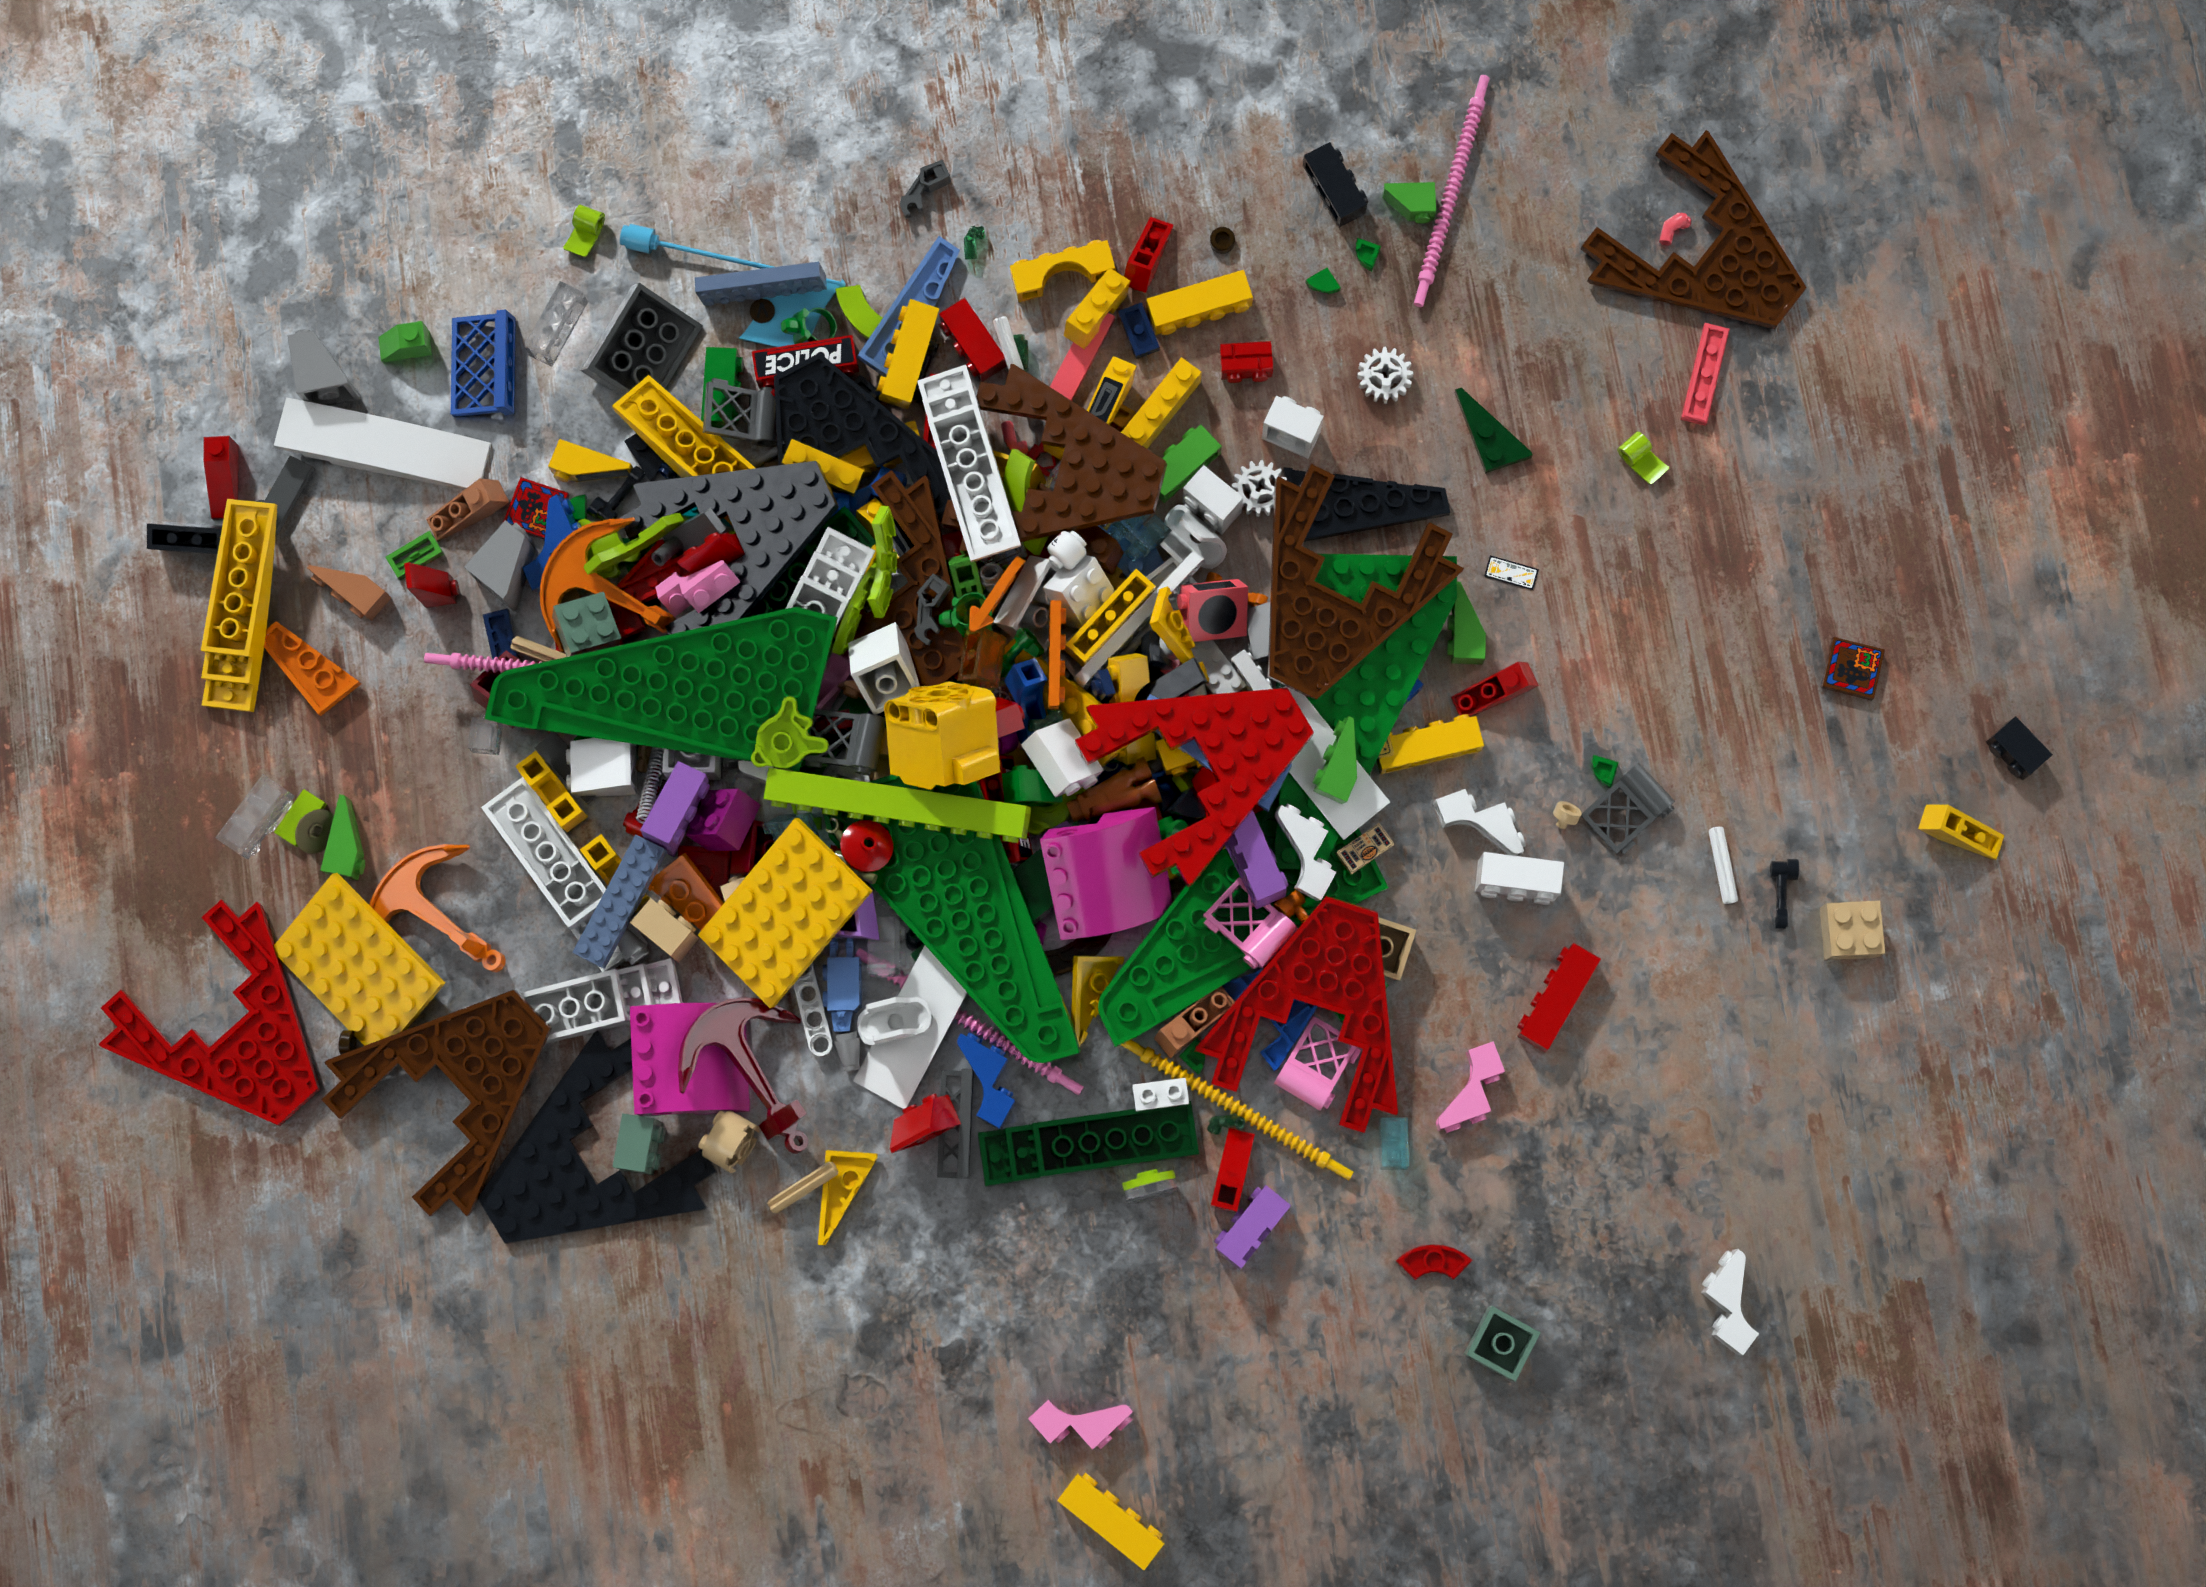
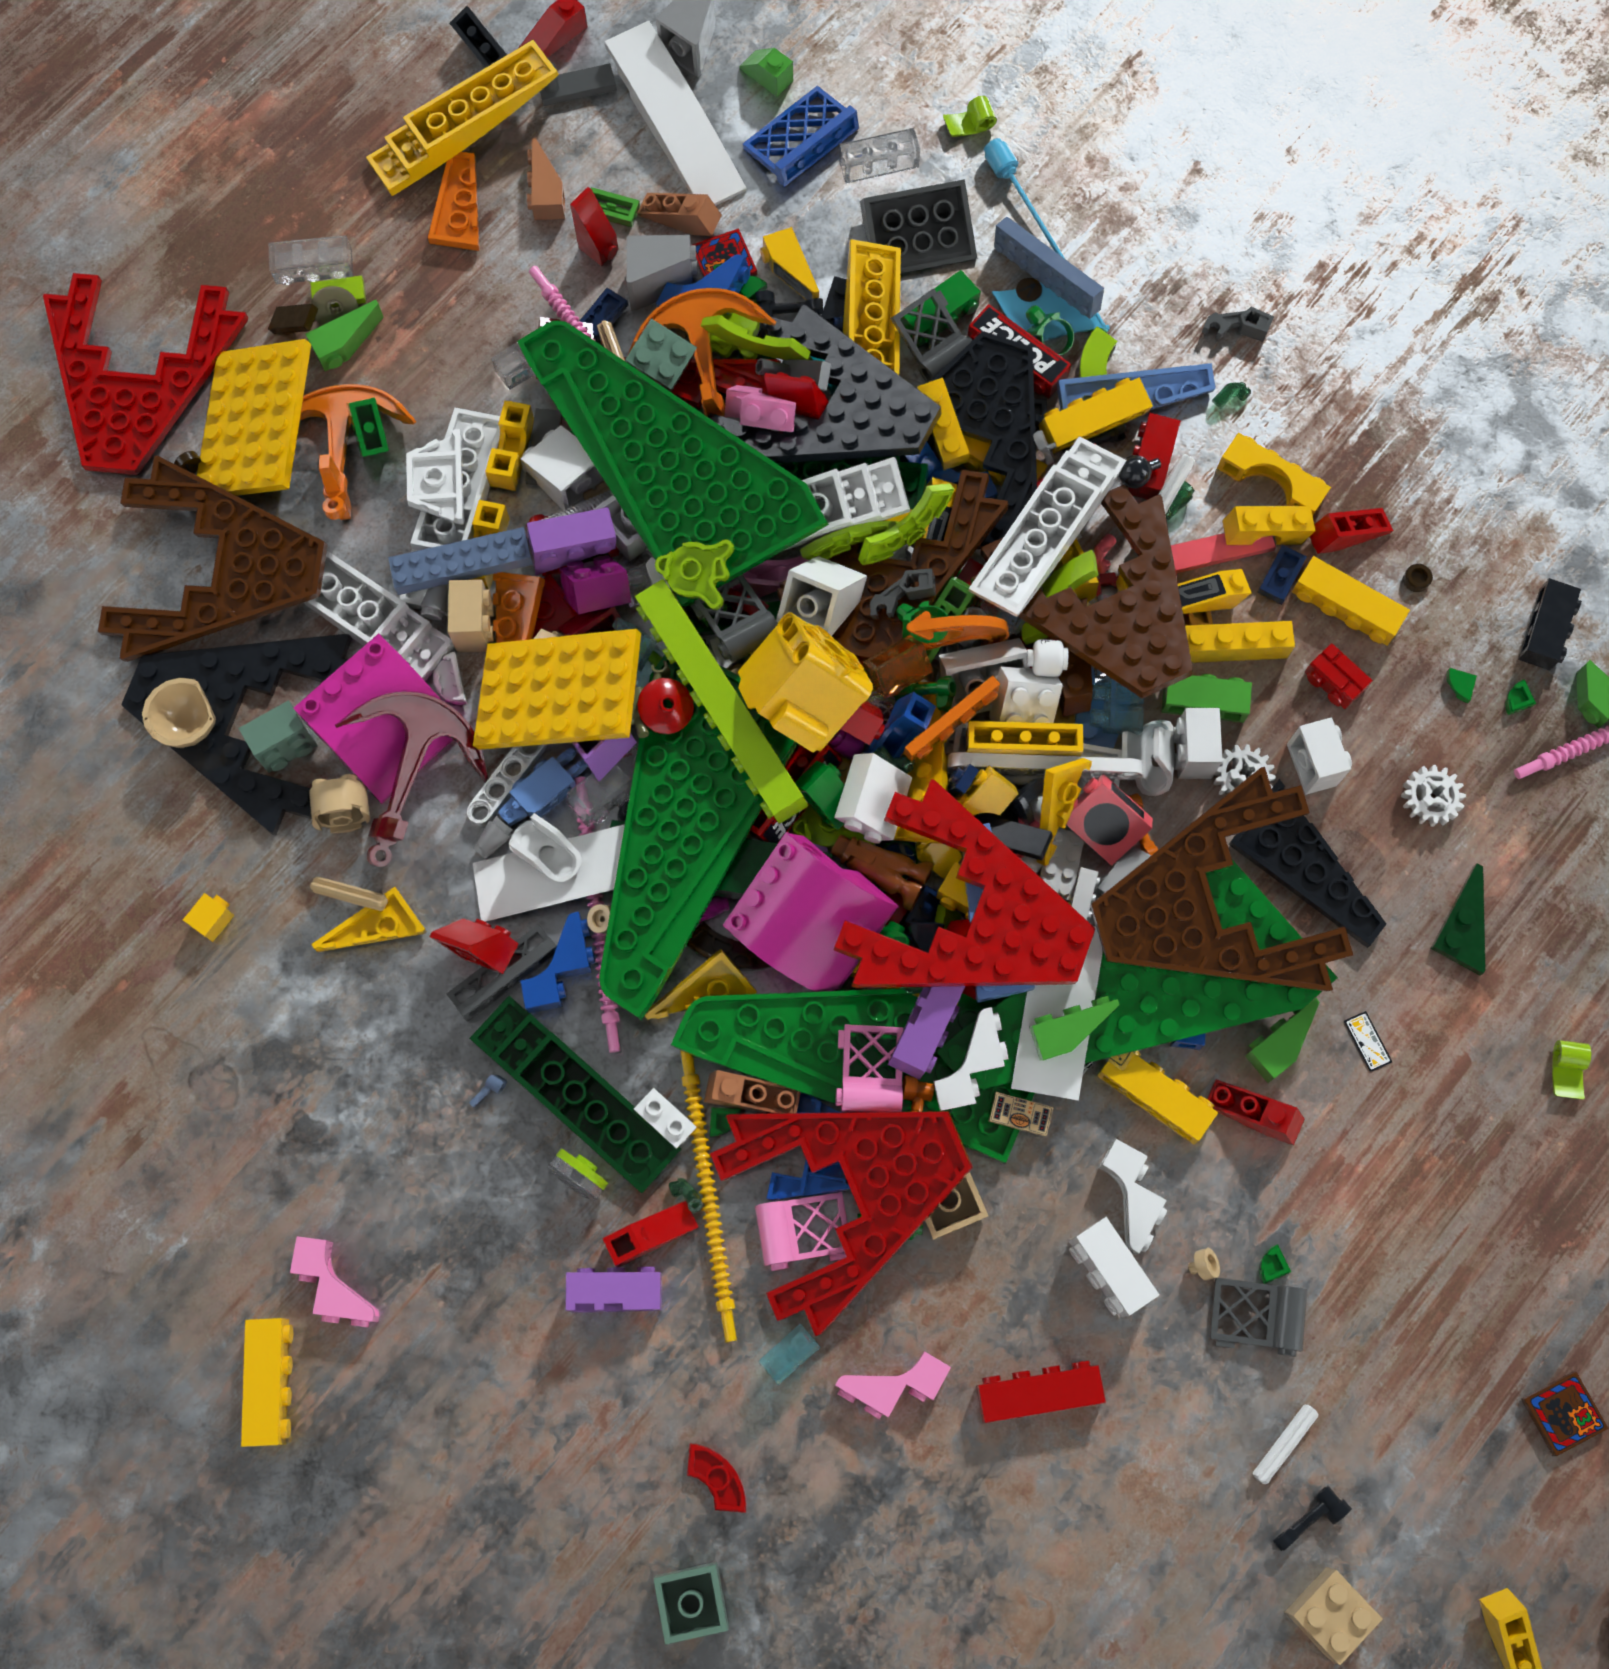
camera: 45 degrees right, 5 degrees down
(296, 869) = (293, 318): none -> dark brown tile
(443, 884) = (367, 427): none -> green brick
(533, 866) = (437, 478): none -> white wing
(558, 1203) = (178, 713): none -> tan cylinder
(699, 986) = (449, 680): none -> white plate
(731, 1302) = (209, 916): none -> yellow brick
(902, 411) = (1043, 446): none -> light grey piece
(978, 362) = (1138, 471): none -> black piece
(979, 1022) = (598, 918): none -> tan tile
(1032, 1193) = (494, 1083): none -> sand blue hand

